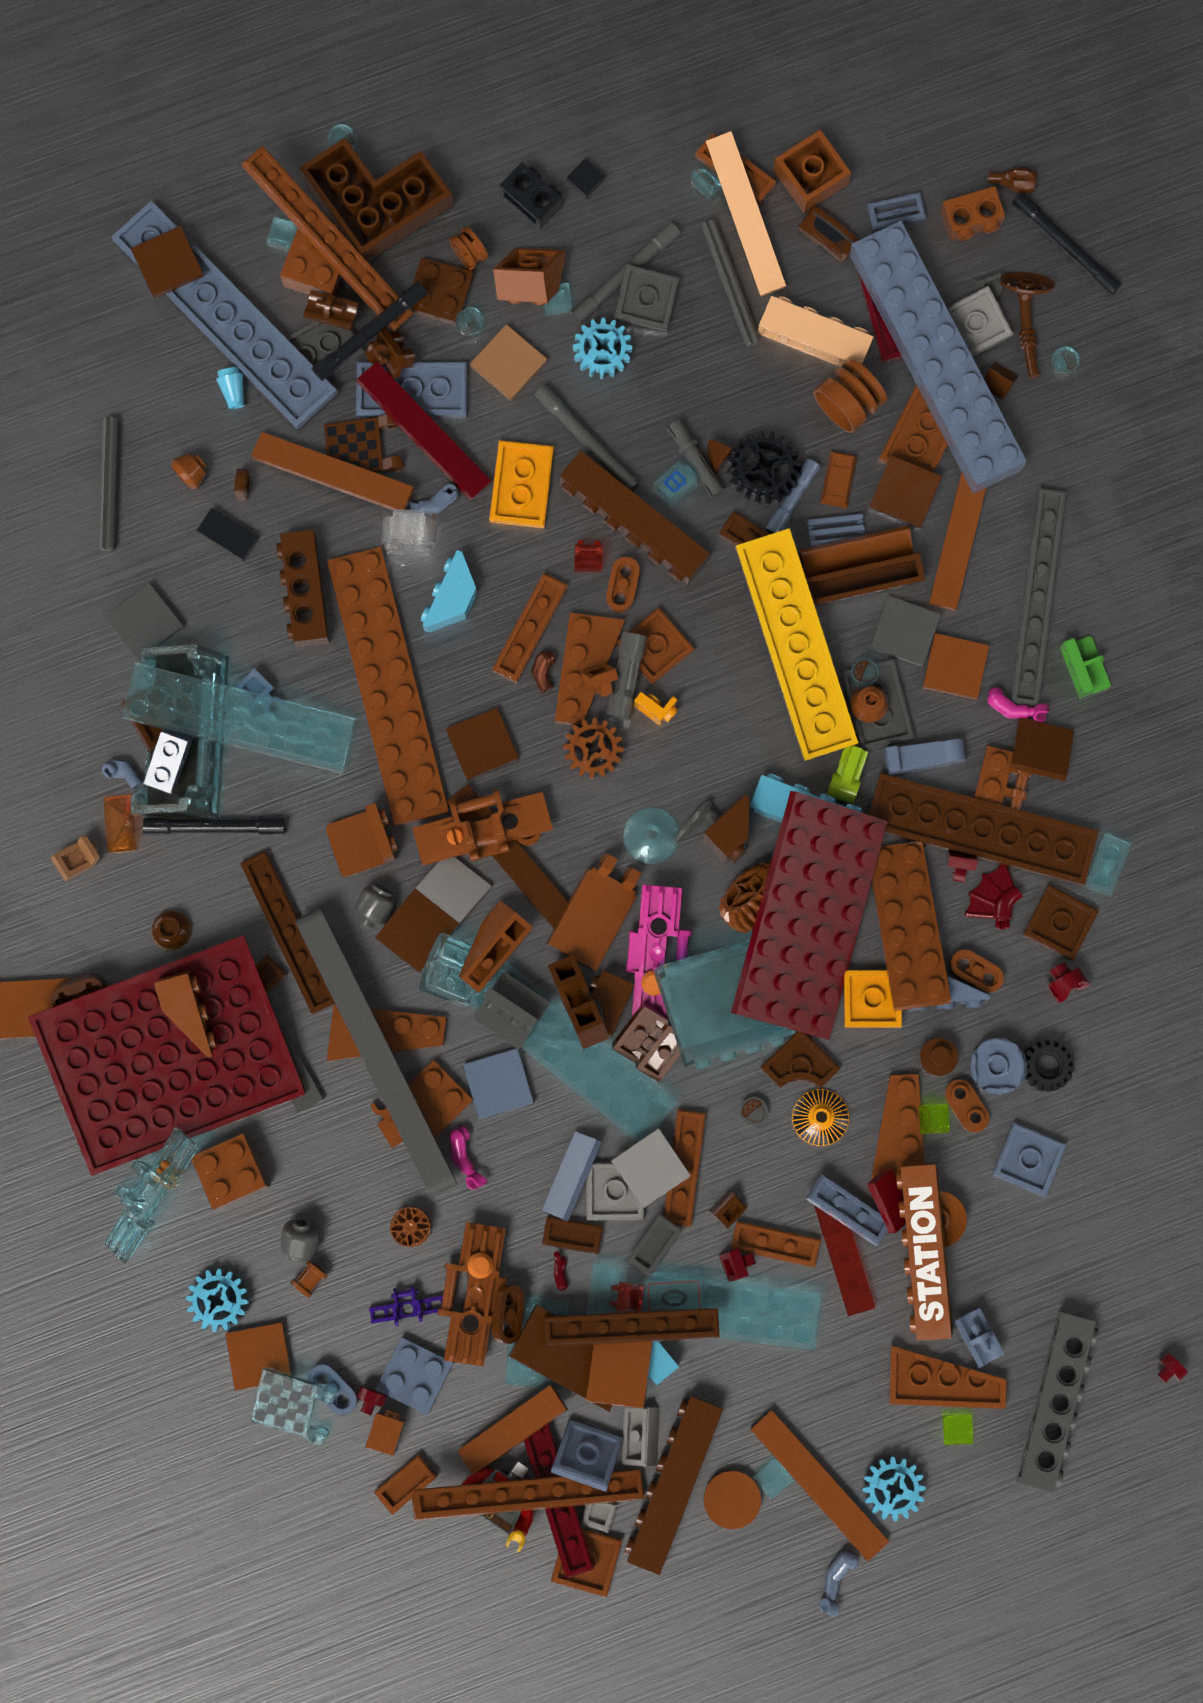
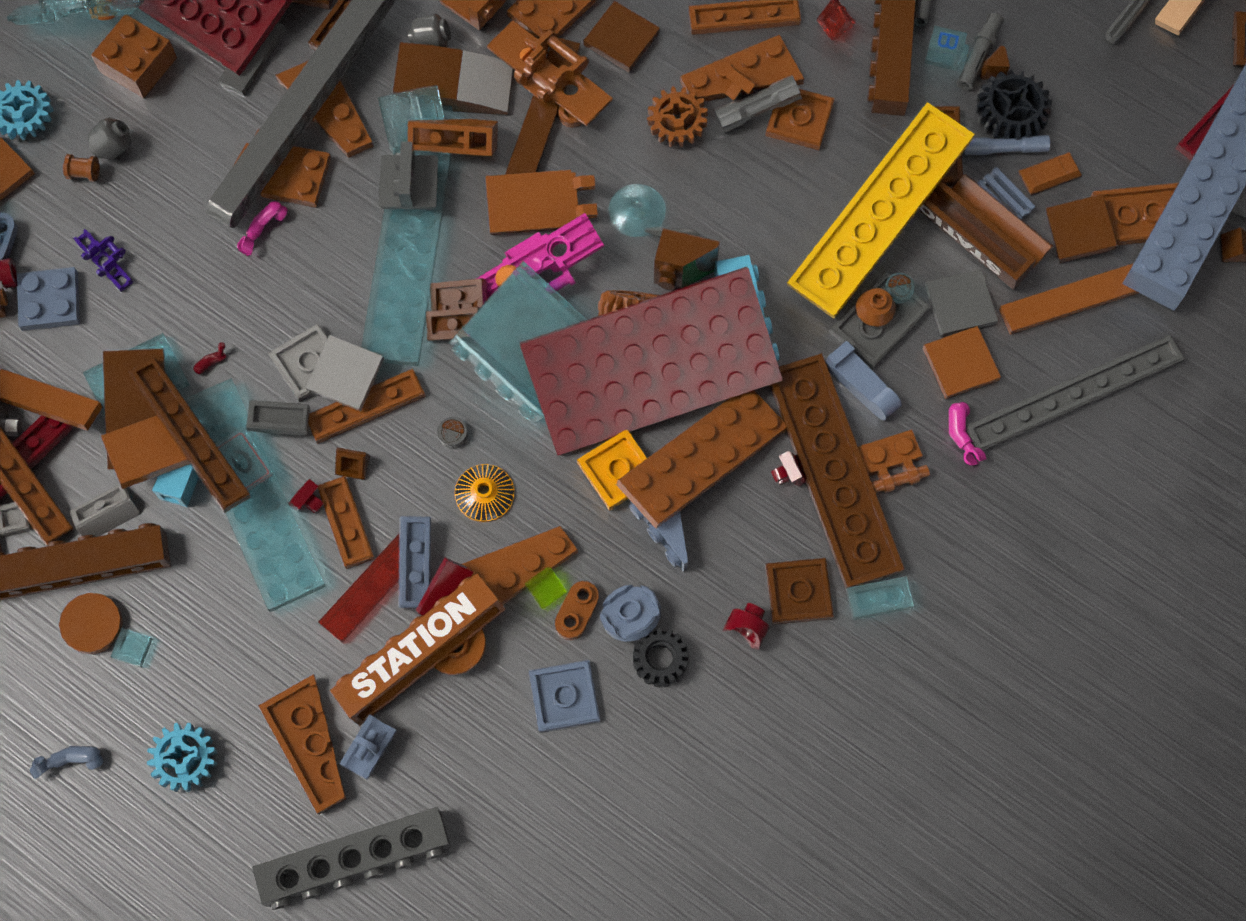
camera: 55 degrees right, 10 degrees down
(410, 1227) = (174, 220): dark orange wheel -> none
(481, 1260) = (148, 306): dark orange piece -> none
(498, 1084) = (342, 216): sand blue tile -> none
(508, 1314) = (143, 333): reddish brown plate -> none
(540, 669) = (714, 41): copper arm -> none
(571, 1176) = (298, 317): sand blue tile -> none
(572, 1235) = (248, 351): reddish brown tile -> none
(578, 1001) = (440, 235): reddish brown arch -> none
(587, 1455) = (56, 472): sand blue tile -> none
(612, 995) = (471, 260): reddish brown arch -> none
(622, 585) = (830, 59): dark orange plate -> none
(629, 1297) = (216, 419): clear red tile -> none
(651, 708) = (746, 150): light orange bracket -> none
(801, 1061) = (523, 444): reddish brown tile -> none
(813, 333) = (1157, 78): light nougat brick -> none
(819, 1485) = (147, 692): dark orange tile -> none
(846, 781) = (793, 331): lime piece -> none
(850, 395) = (1132, 130): dark orange wheel -> none
(938, 1057) = (603, 556): reddish brown piece -> none
(957, 1429) = (273, 784): clear neon green tile -> none
(976, 970) = (703, 544): dark orange plate -> none
(994, 898) = (780, 520): dark red arm -> none
(1042, 749) = (942, 475): reddish brown tile -> none
(1085, 666) = (1044, 470): bright green panel -> none

